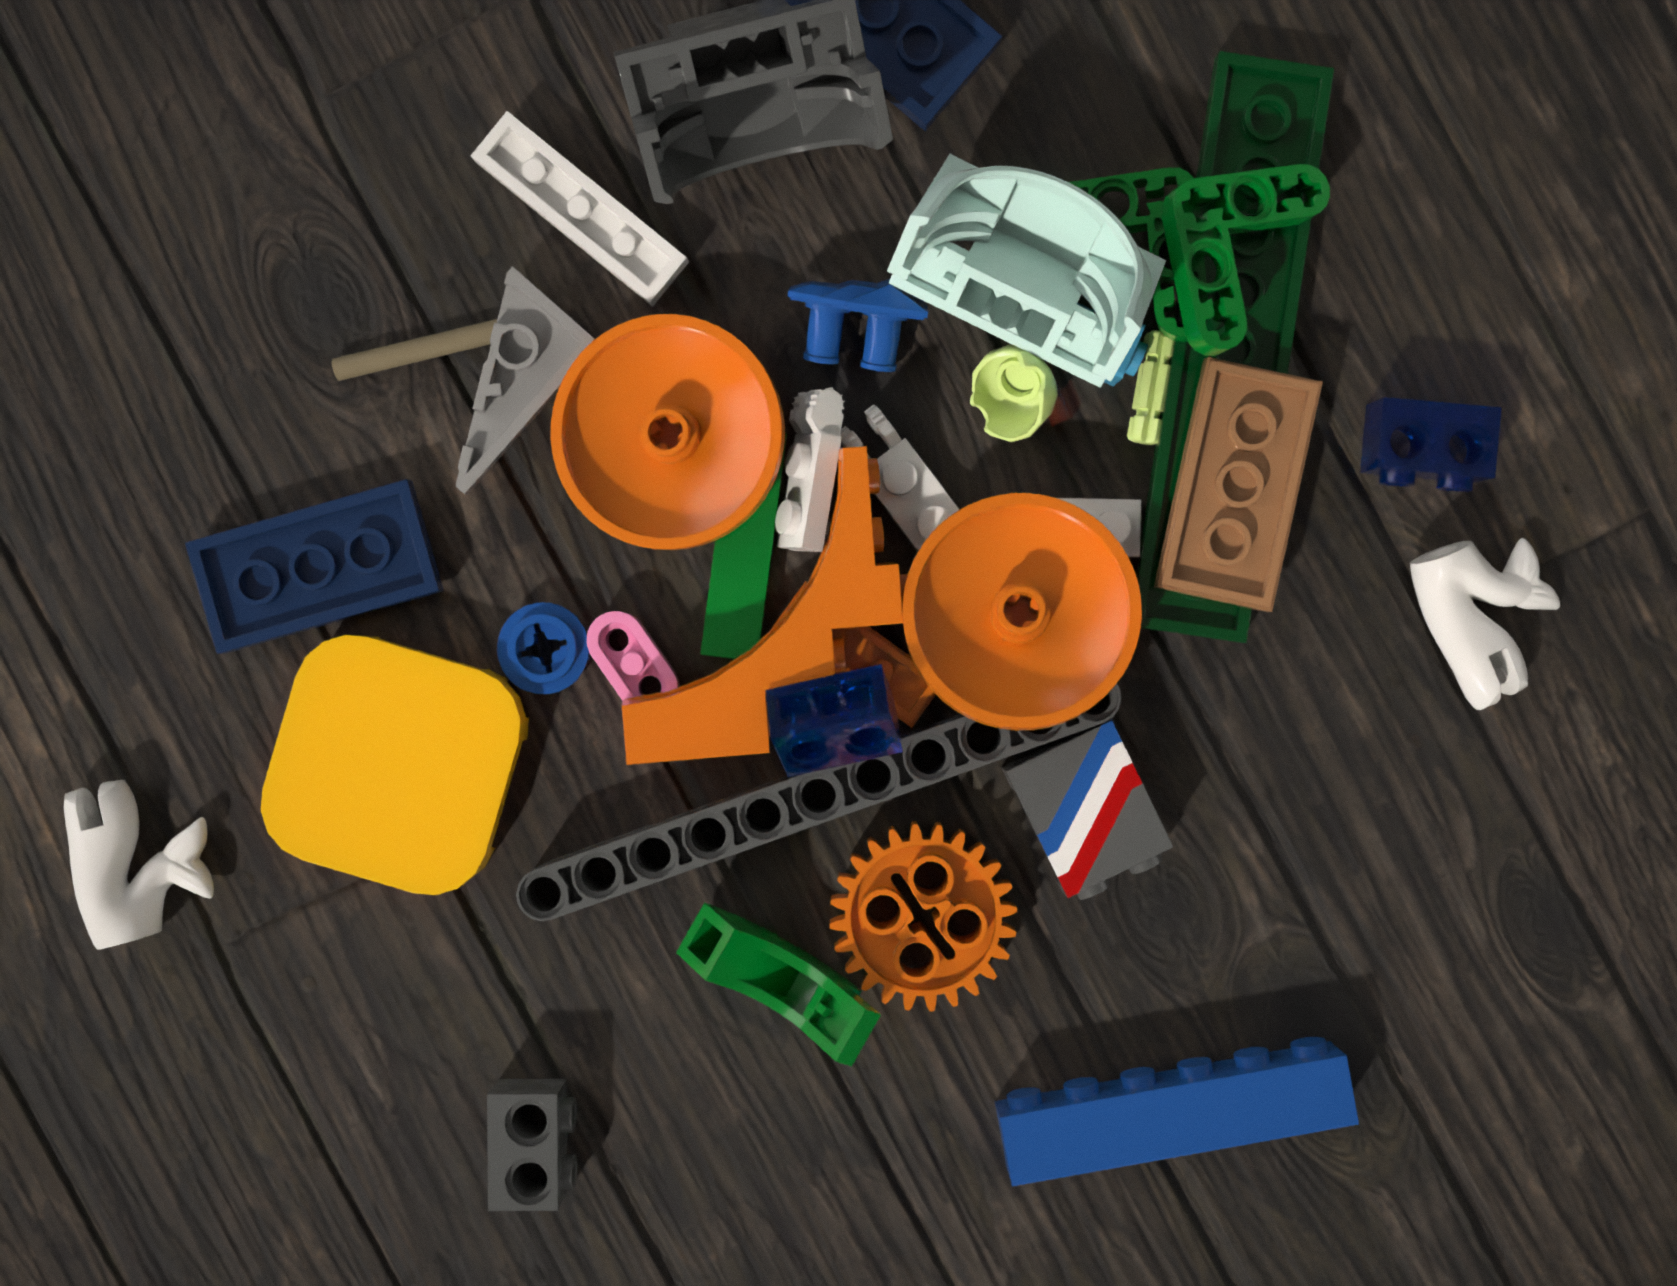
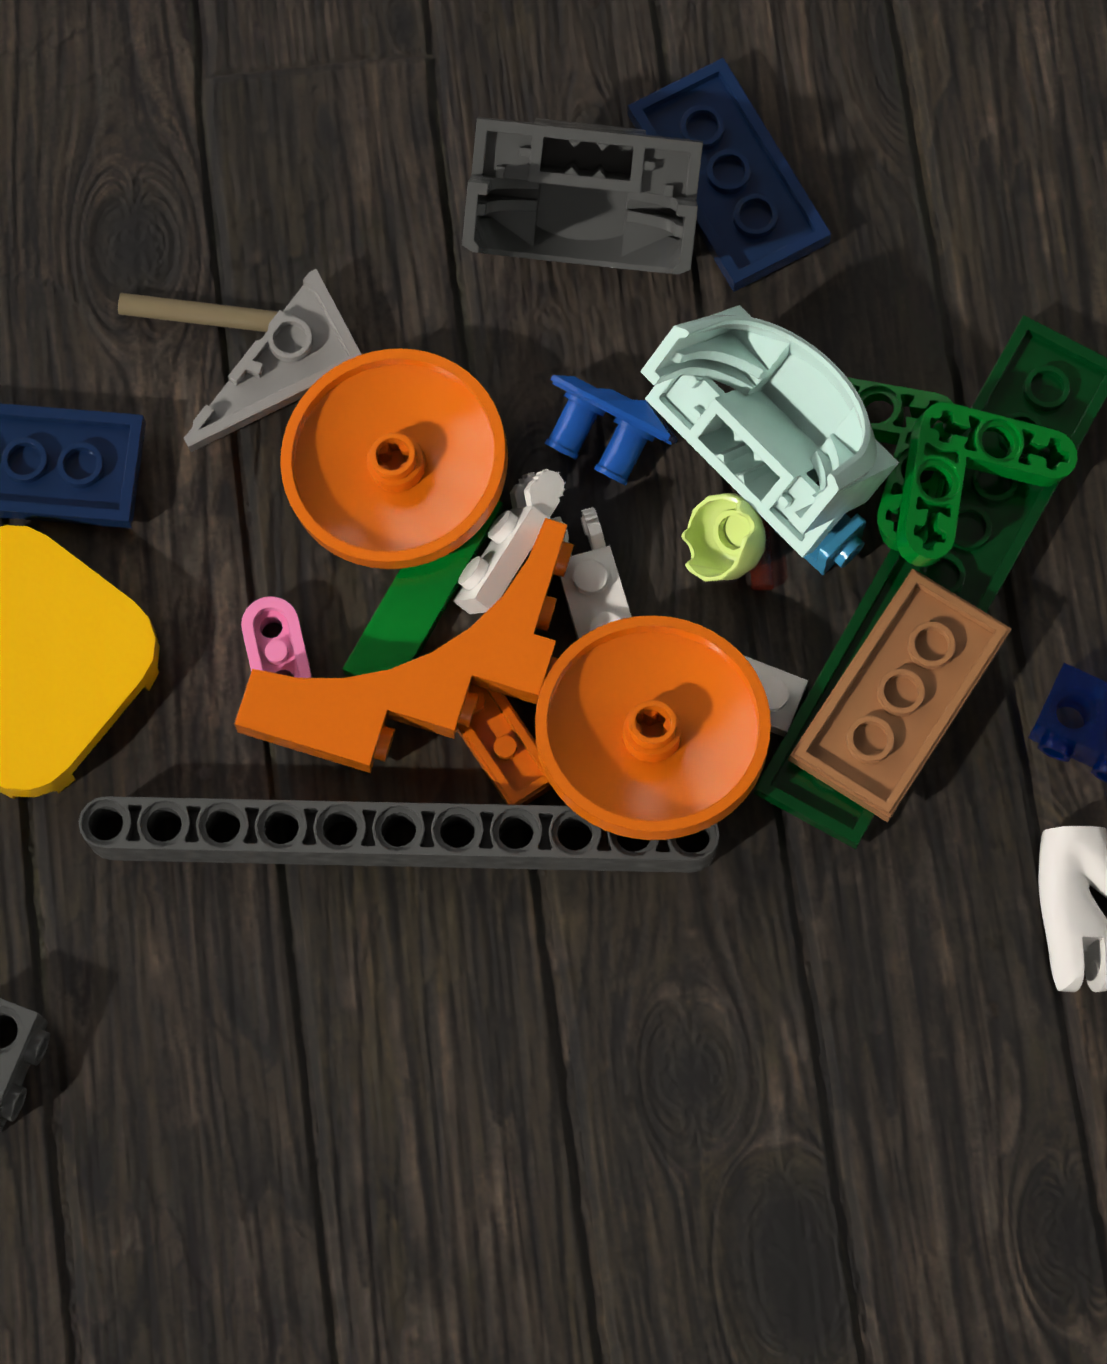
camera: 25 degrees right, 15 degrees down
(521, 633) = (184, 593): blue gear -> none
(579, 208) = (397, 246): white plate -> none
(781, 976) = (289, 985): green arch -> none
(833, 720) = (440, 757): clear blue brick -> none
(880, 944) = (401, 999): orange gear -> none
(1088, 809) = (649, 944): panel -> none
(1151, 389) = (853, 586): yellowish green axle -> none
(1175, 1110) = (622, 1269): blue brick -> none

